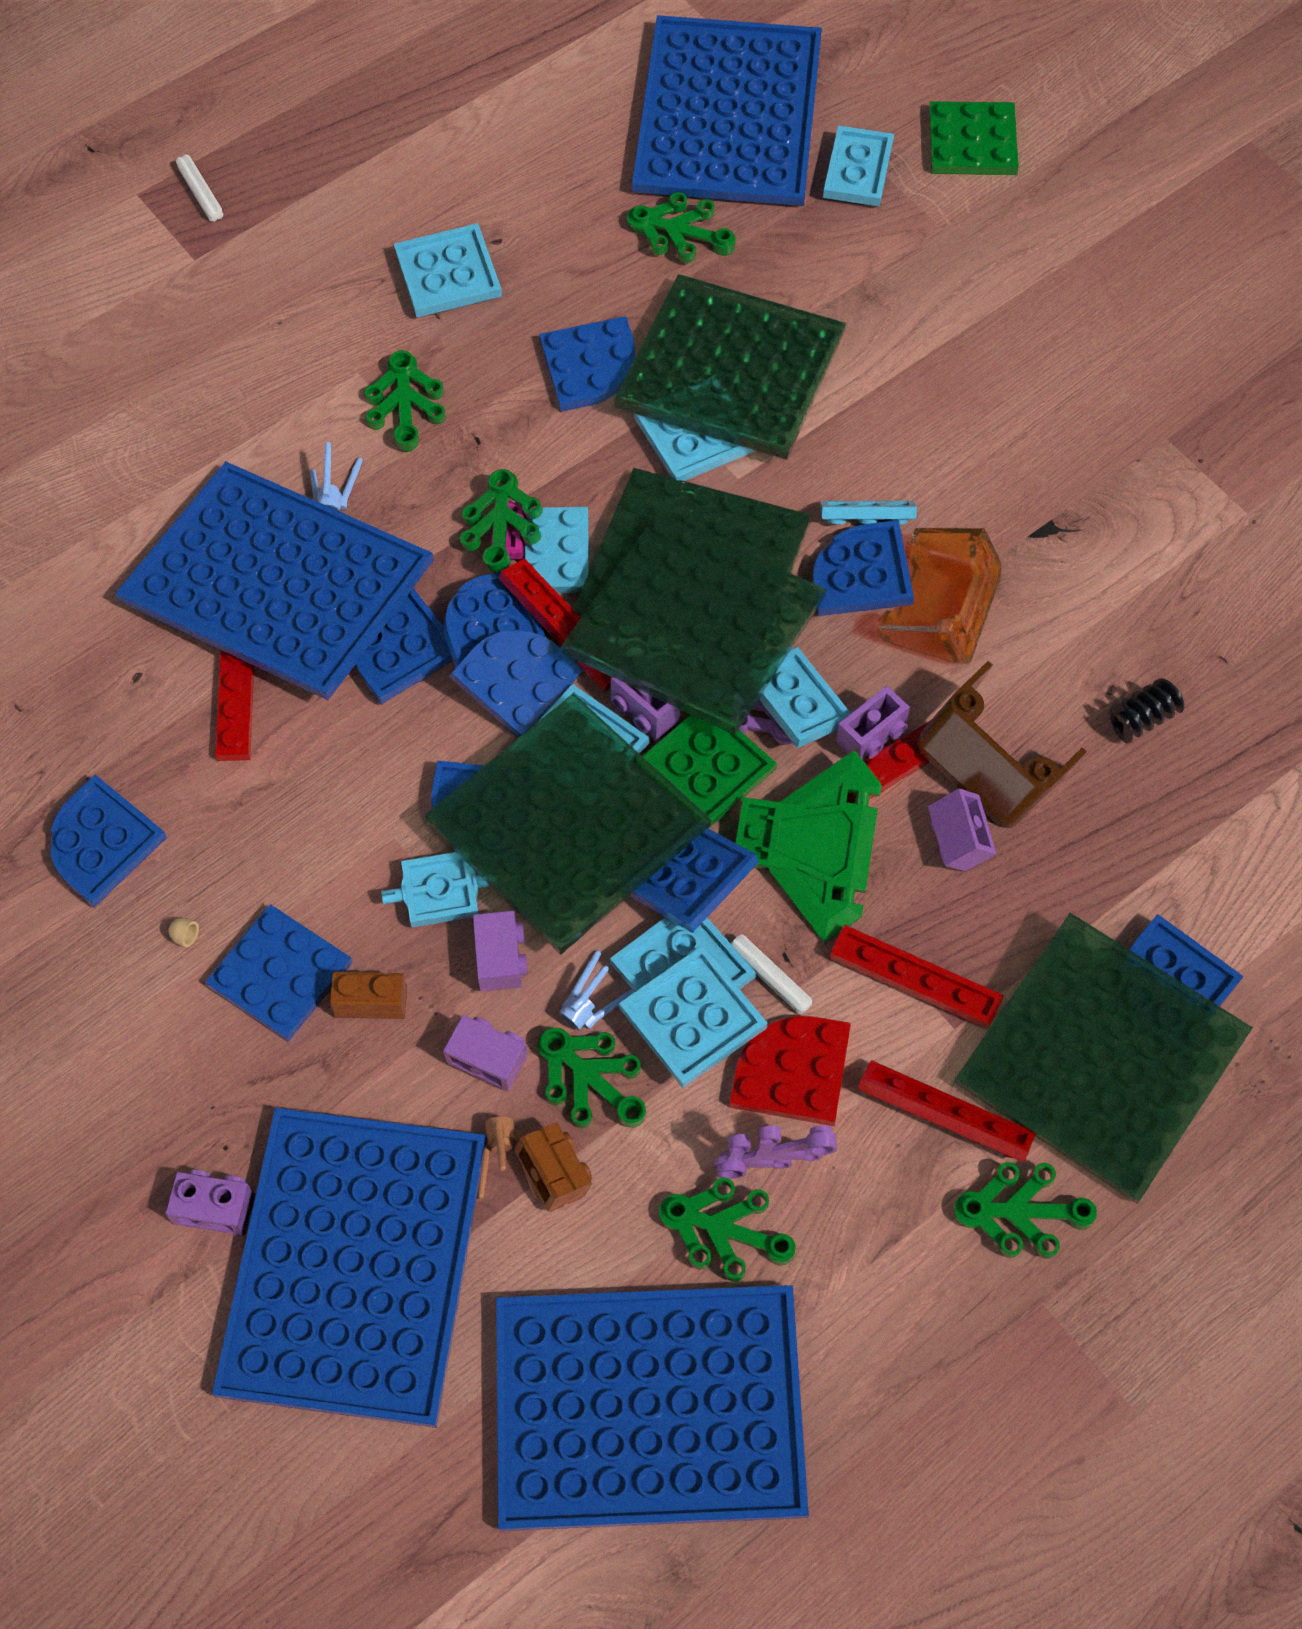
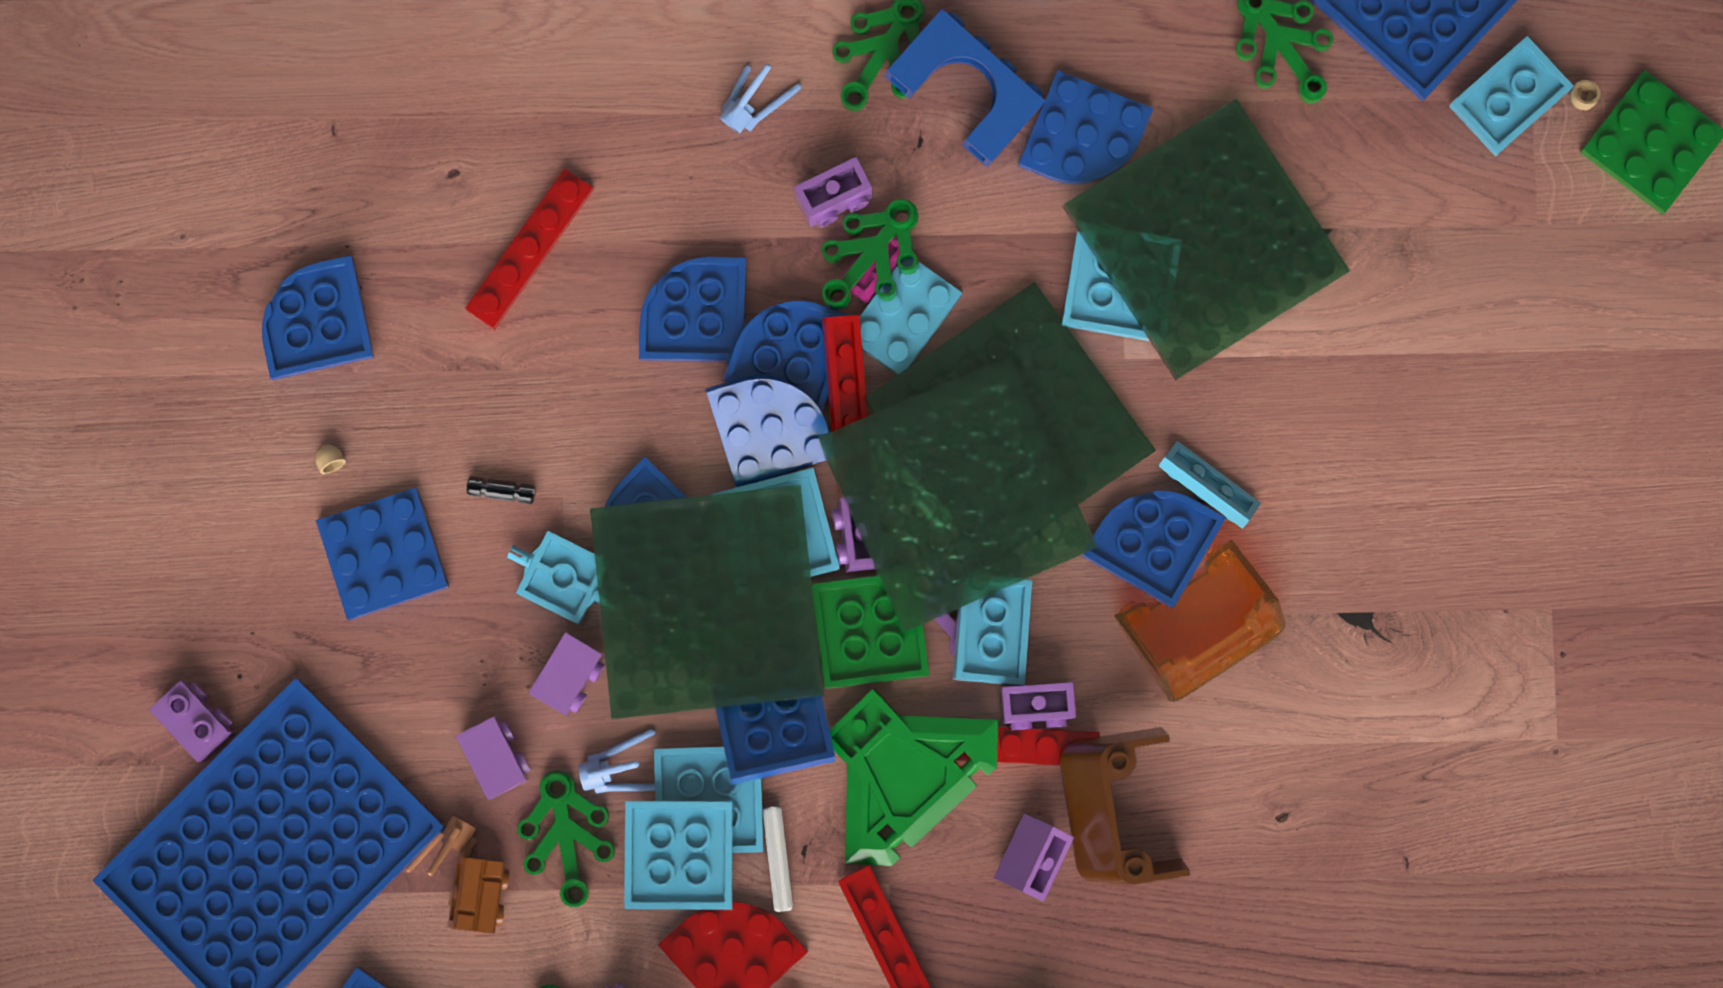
camera: 35 degrees right, 20 degrees up
(276, 579) = (631, 169): blue plate -> none
(341, 862) = (501, 490): none -> black axle
(368, 995) = (436, 634): dark orange brick -> none
(440, 498) = (833, 193): none -> medium lavender brick
(451, 358) = (947, 42): none -> blue arch
(905, 136) = (1592, 96): none -> tan hinge
(1145, 709) = (1287, 864): black piece -> none

